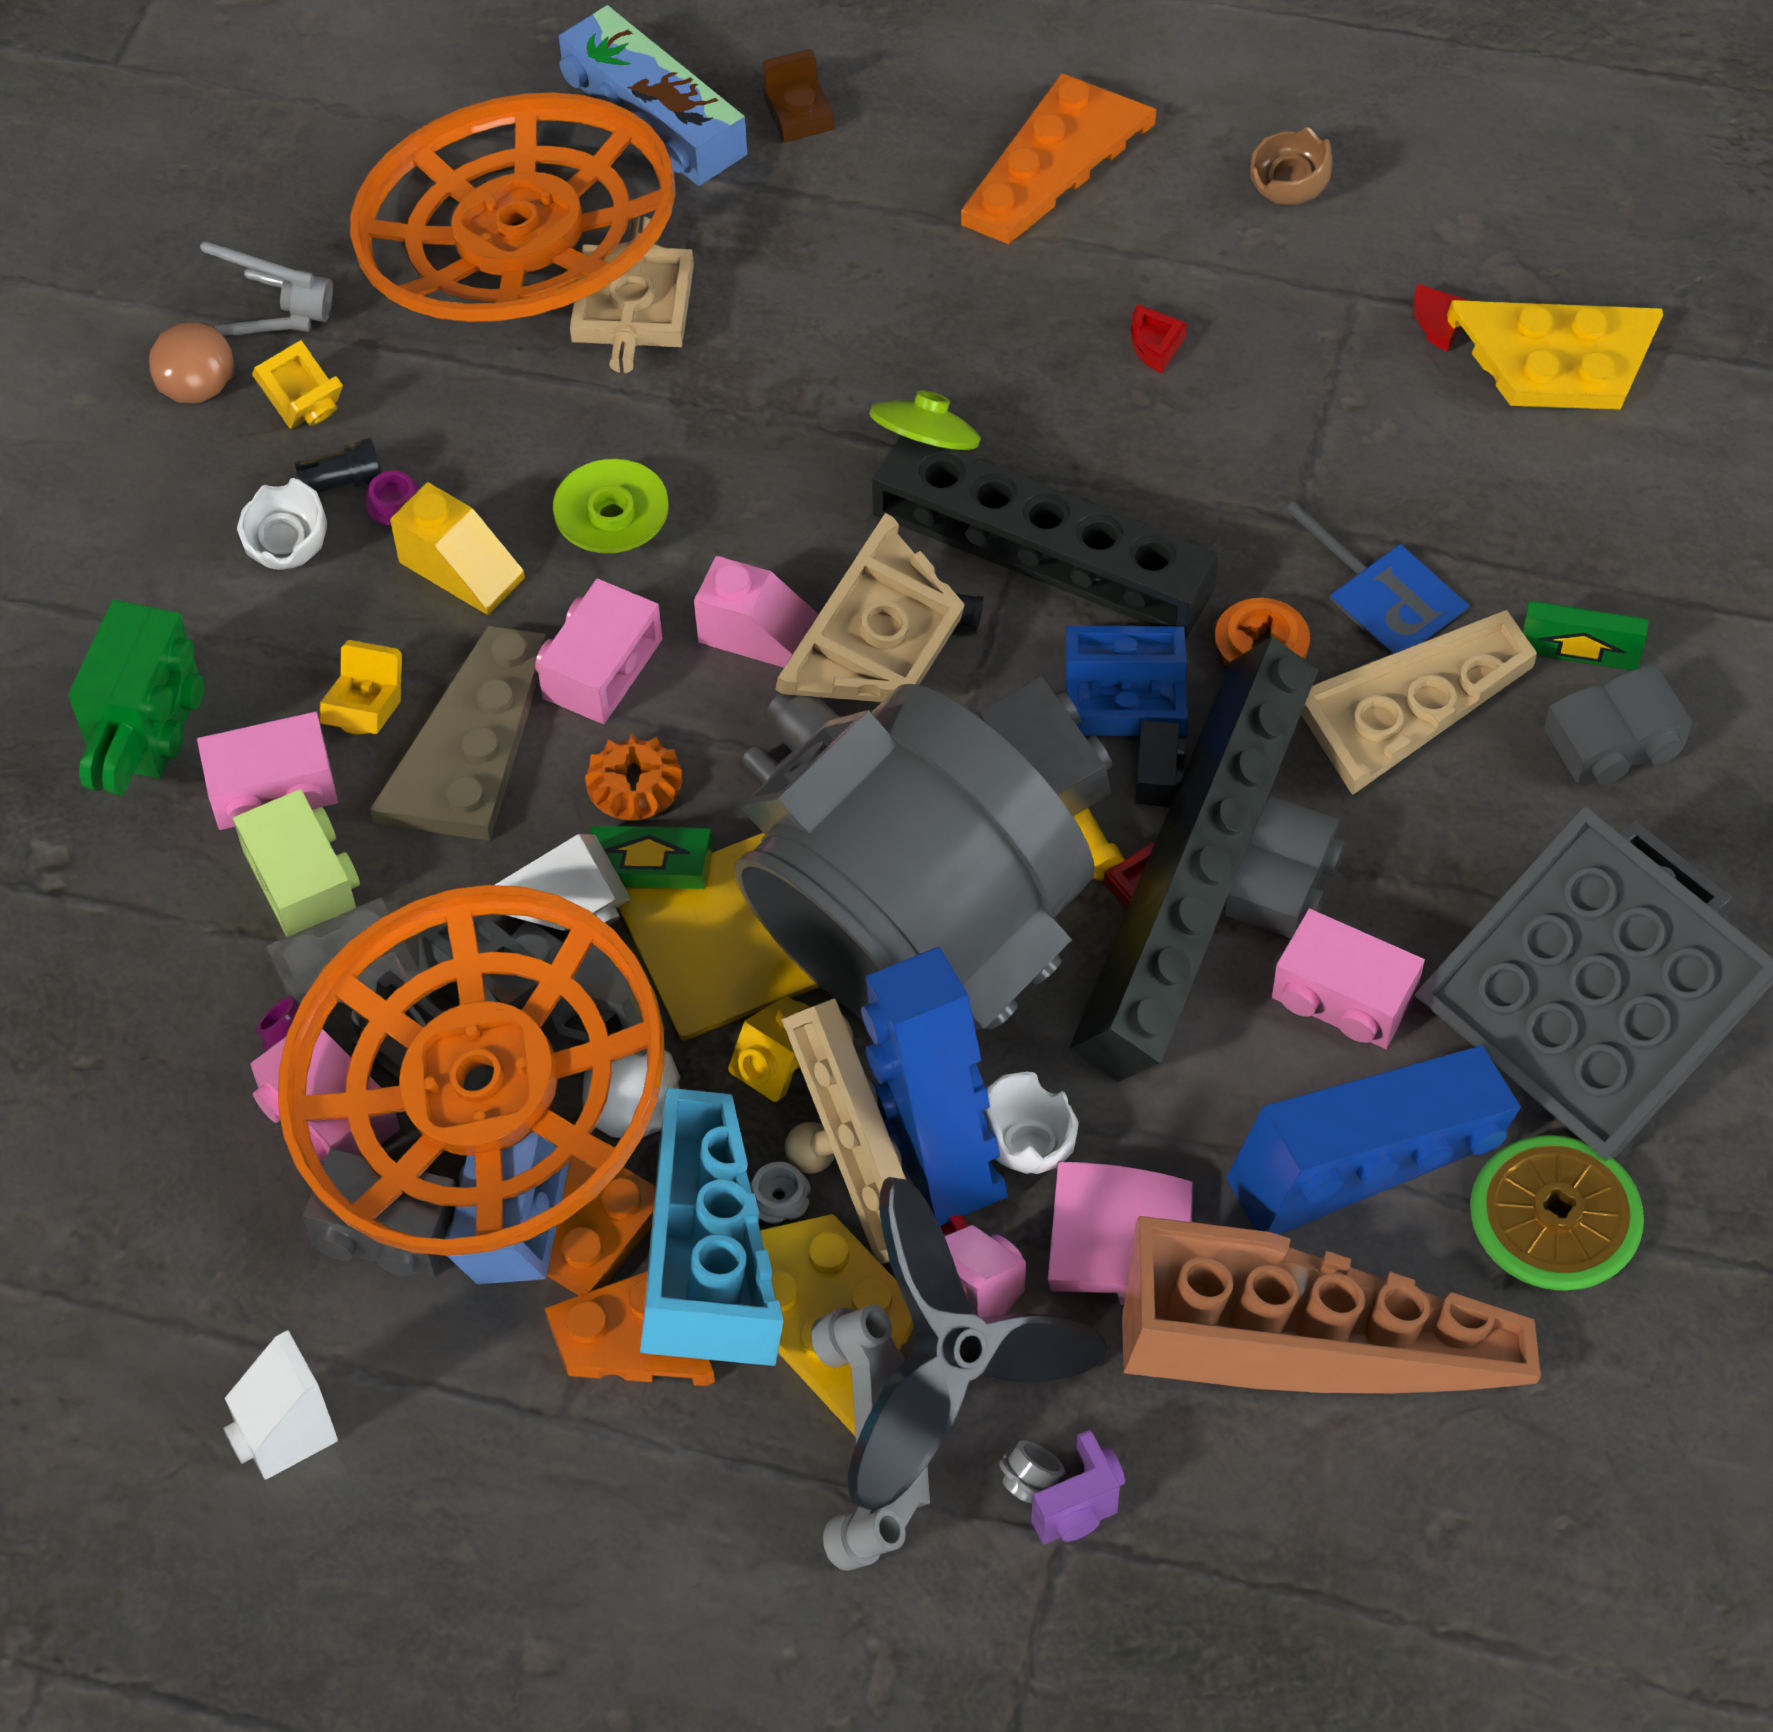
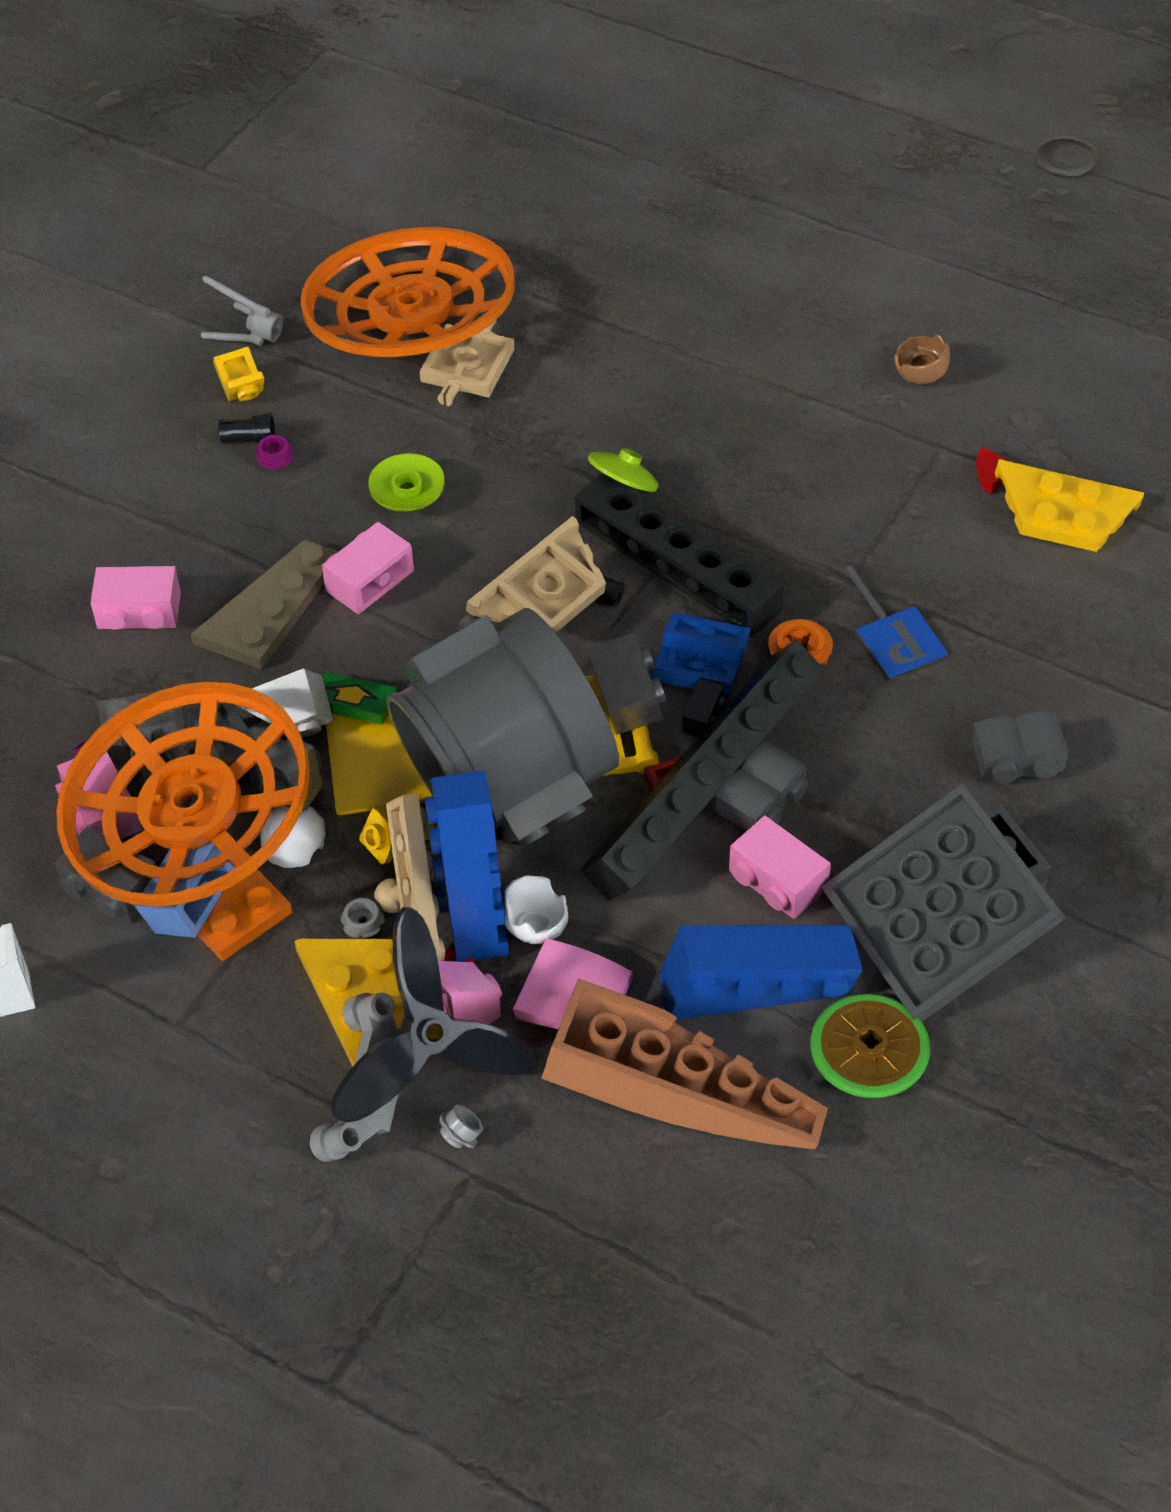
camera: 15 degrees right, 5 degrees down
(134, 695) = (67, 534): green brick -> none
(191, 362) = (180, 349): nougat hair -> none
(283, 525) = (198, 455): white hair -> none
(296, 863) = (132, 654): yellowish green brick -> none
(365, 690) = (215, 562): yellow bracket -> none
(454, 549) = (299, 489): yellow slope -> none
(603, 1334) = (238, 982): orange wing -> none
(628, 69) = (536, 257): medium blue brick -> none
(656, 786) = (372, 659): orange gear -> none
(706, 1255) = (290, 939): medium azure wedge -> none
(750, 612) = (467, 559): bright pink slope -> none
(796, 96) = (615, 259): reddish brown bracket -> none
(1051, 153) = (769, 324): orange wing -> none
(1079, 1503) = (486, 1151): medium lavender bracket -> none
(1156, 336) = (798, 448): red tile -> none
(1404, 700) = (880, 702): tan wing -> none
(1585, 635) = (1015, 685): green tile -> none

